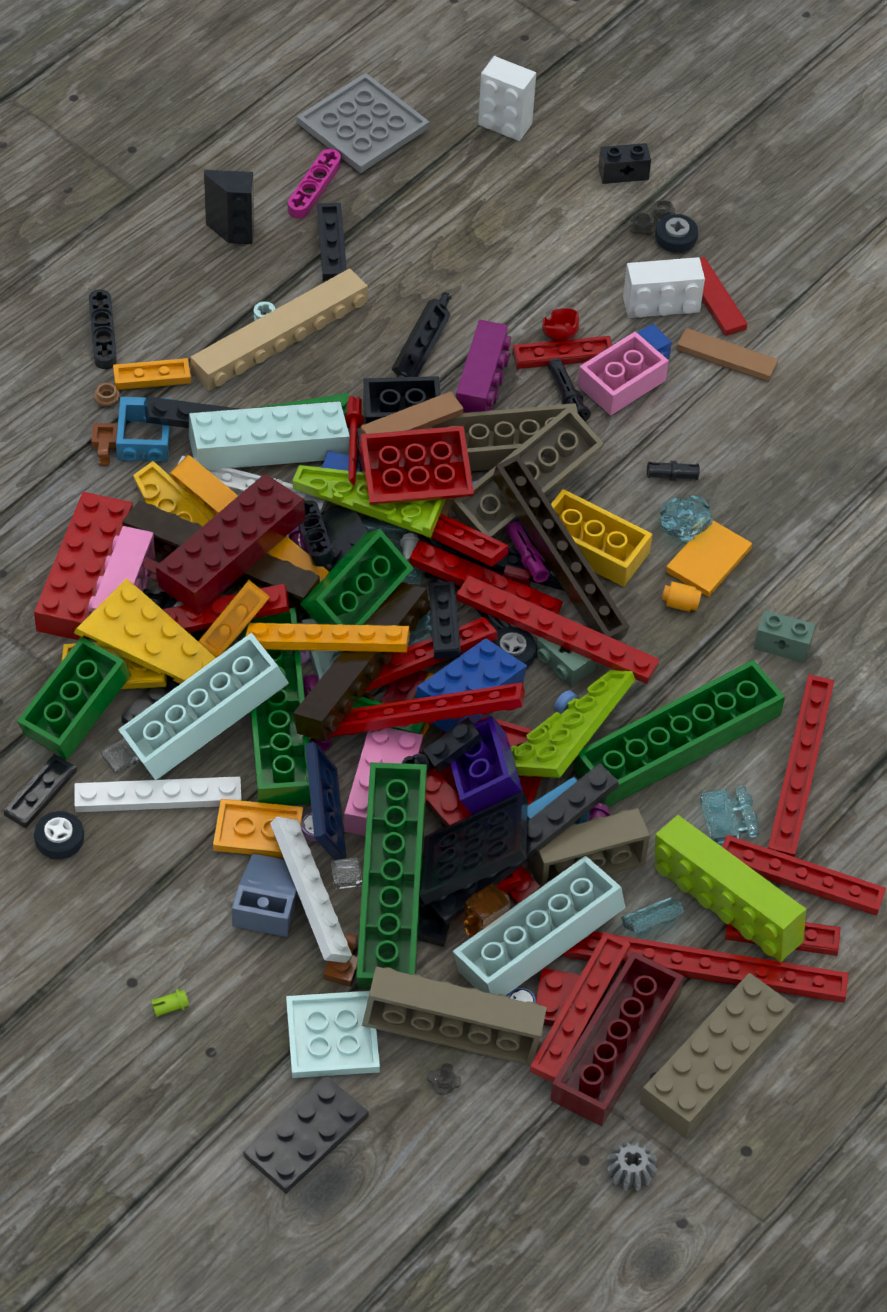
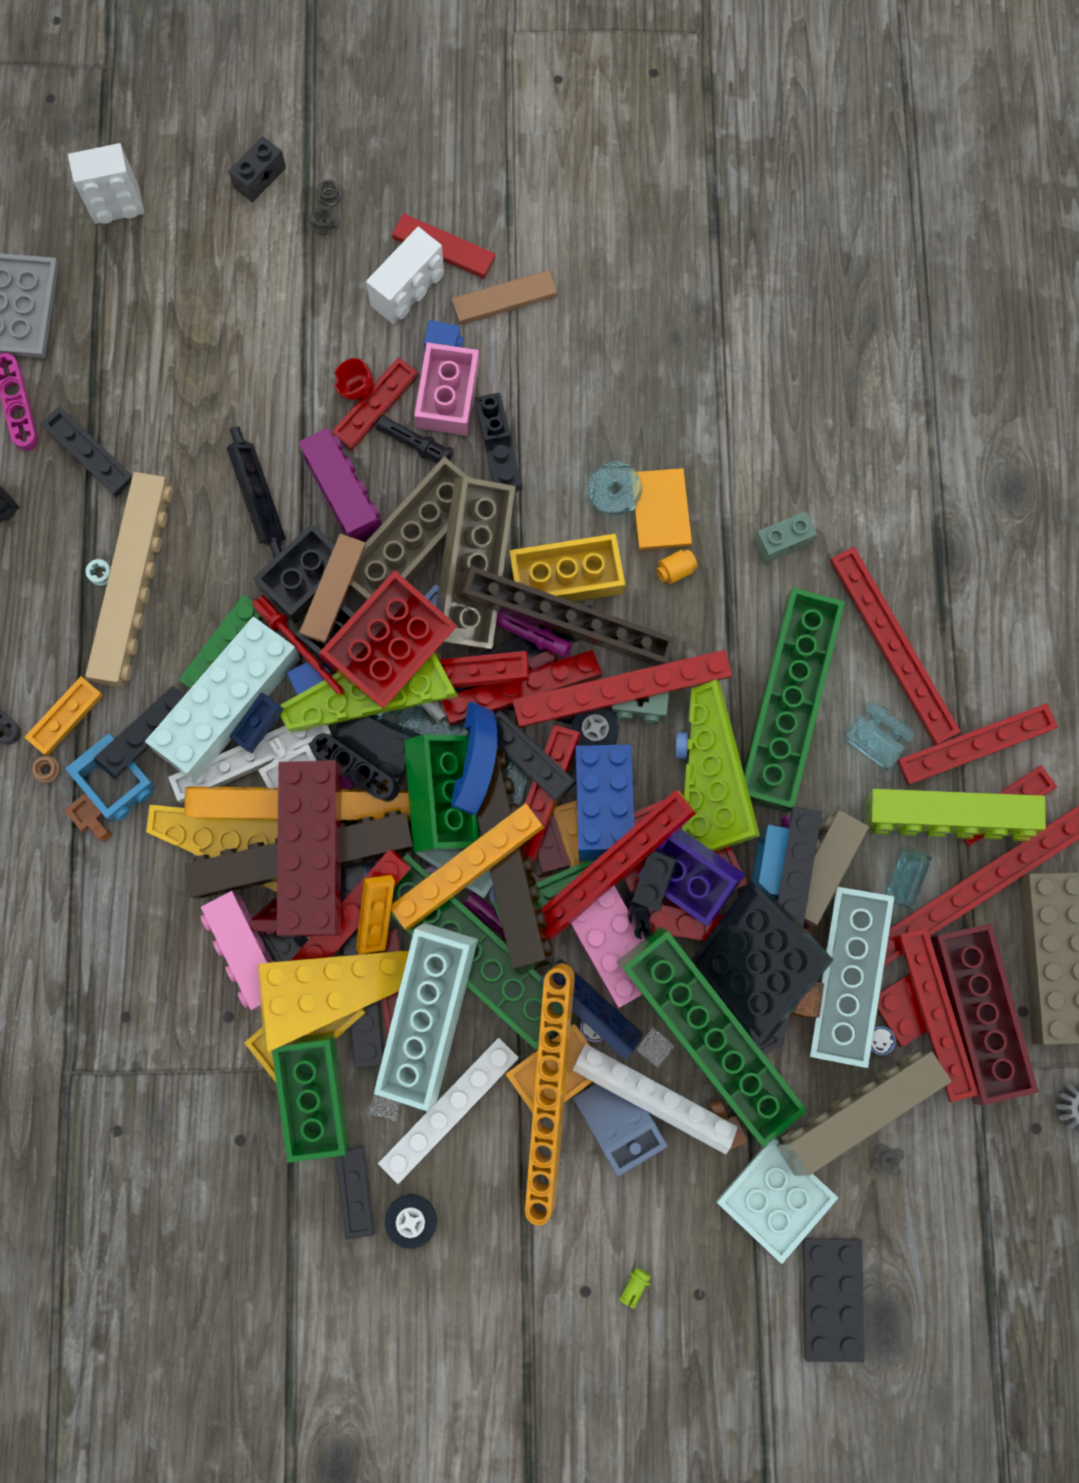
camera: 45 degrees left, 25 degrees up
(79, 564) = (189, 957): red brick -> none
(238, 819) = (546, 1107): none -> light orange beam
(275, 463) = (256, 722): none -> dark blue plate
(401, 583) = (479, 759): none -> blue slope
(628, 431) = (497, 440): none -> black slope
(673, 470) = (564, 449): black pin -> none
(676, 233) = (357, 216): black wheel -> none

